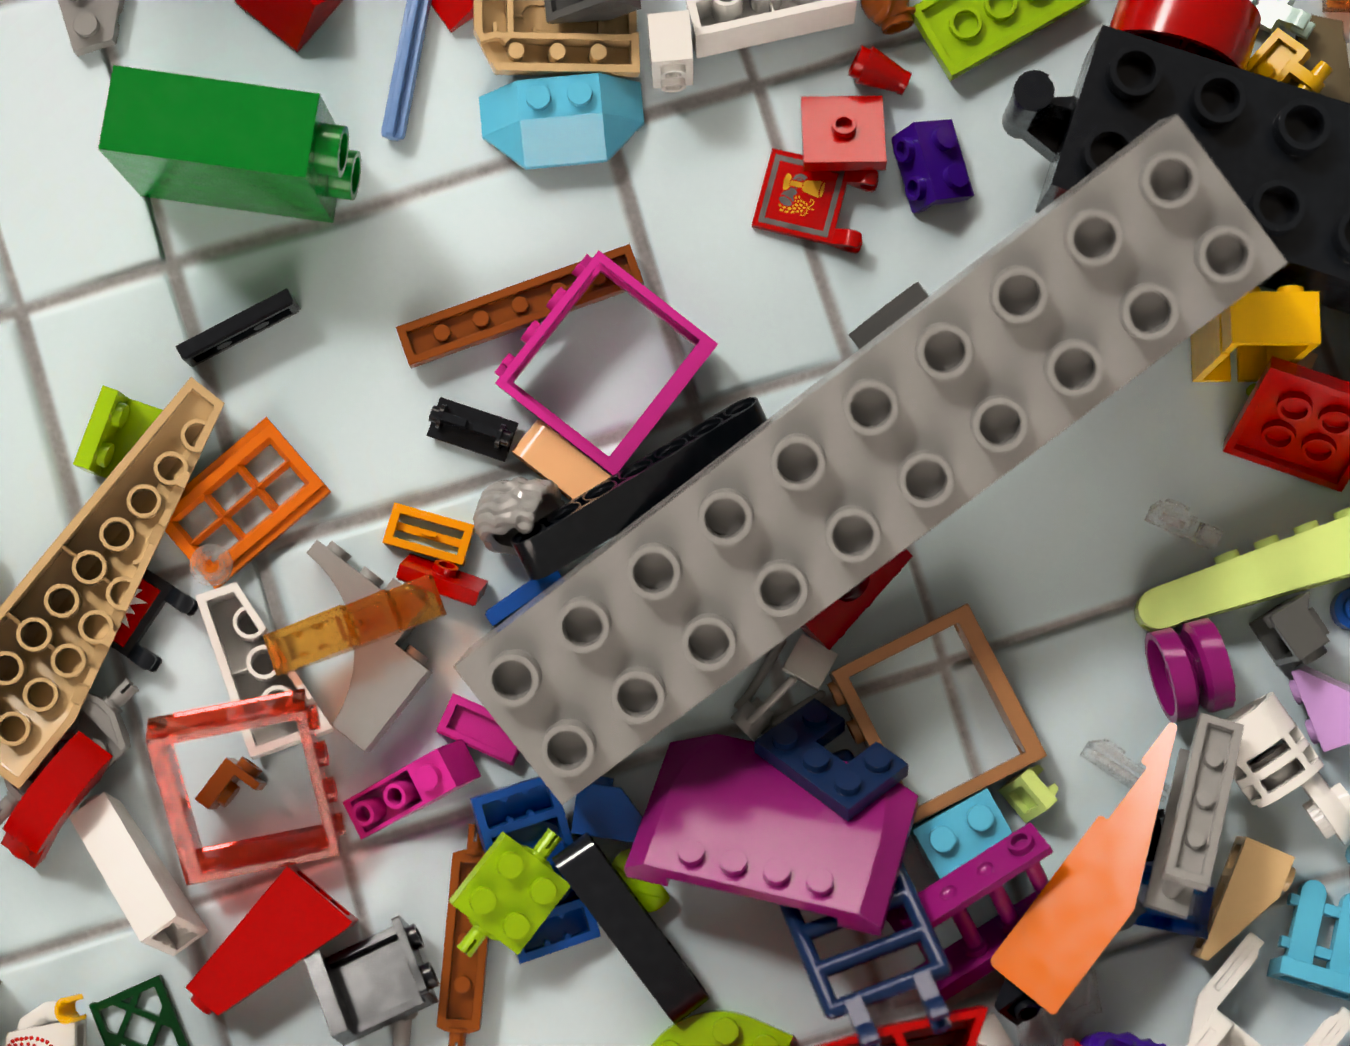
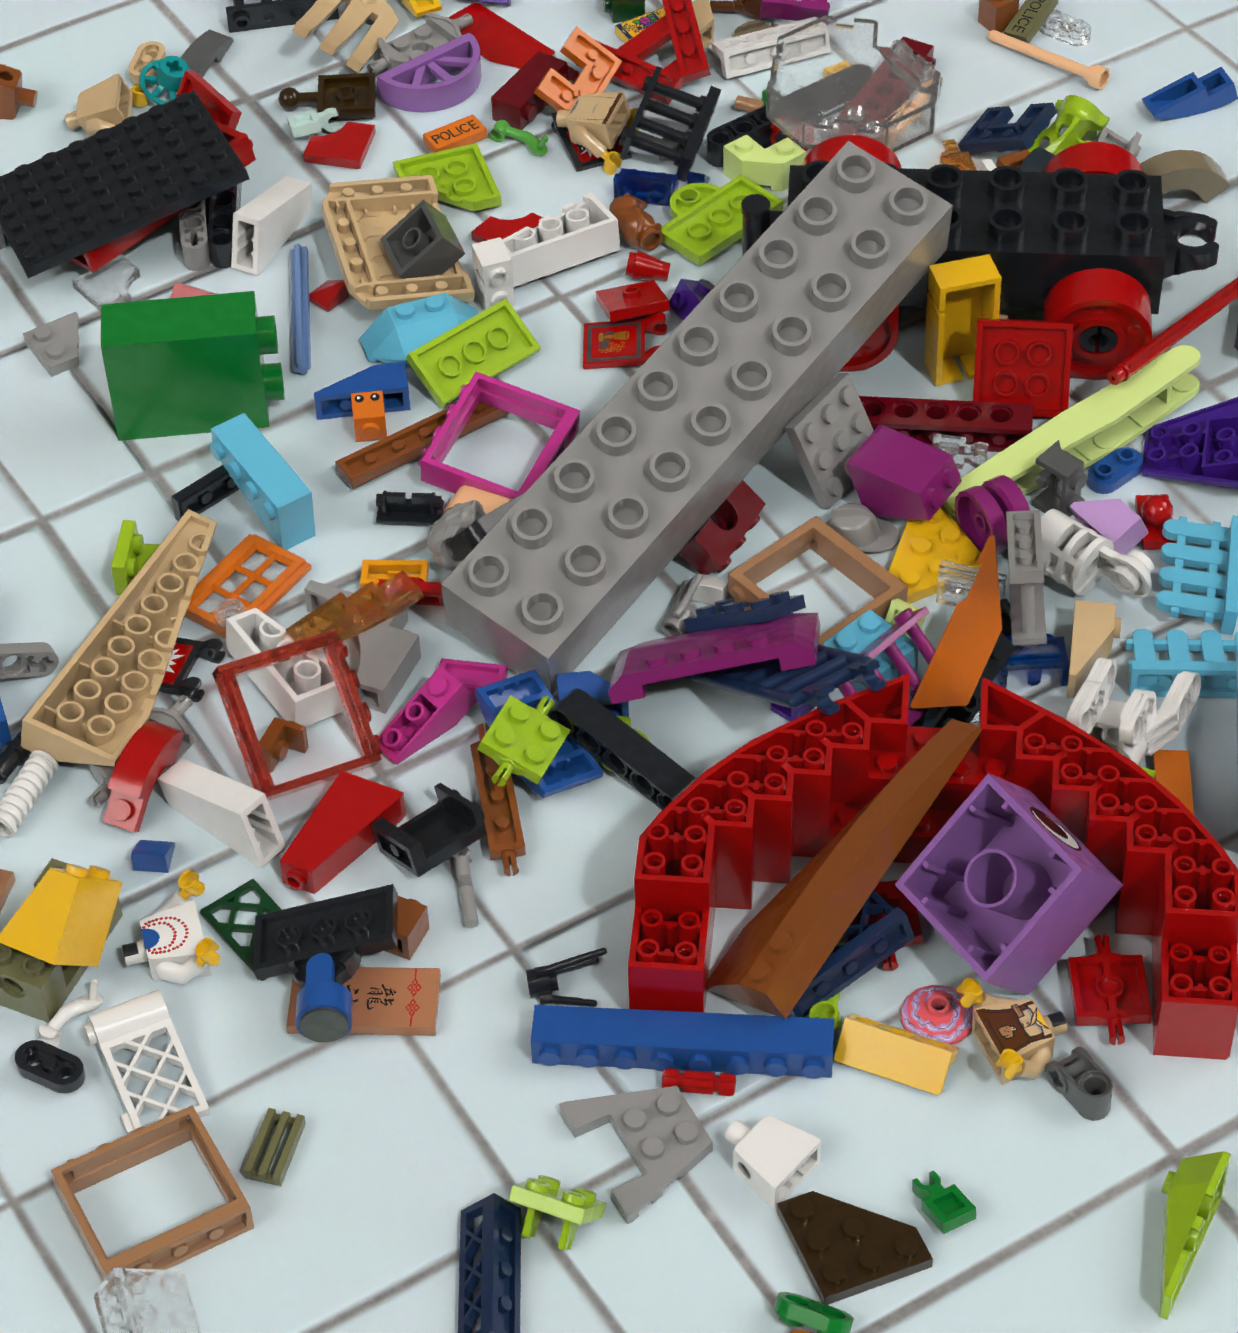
camera: 15 degrees left, 35 degrees down
(50, 907) = (152, 856): none -> blue slope
(288, 356) = (265, 481): none -> medium azure wedge
(456, 255) = (369, 416): none -> orange brick
(472, 208) = (390, 378): none -> blue slope
(613, 181) = (483, 344): none -> lime plate
(1020, 617) = (863, 528): none -> light grey piece
(1028, 497) = (827, 436): none -> light grey plate
(1097, 574) = (902, 475): none -> magenta slope
(1098, 682) = (923, 548): none -> yellow plate
(1275, 487) = (978, 421): none -> dark red brick

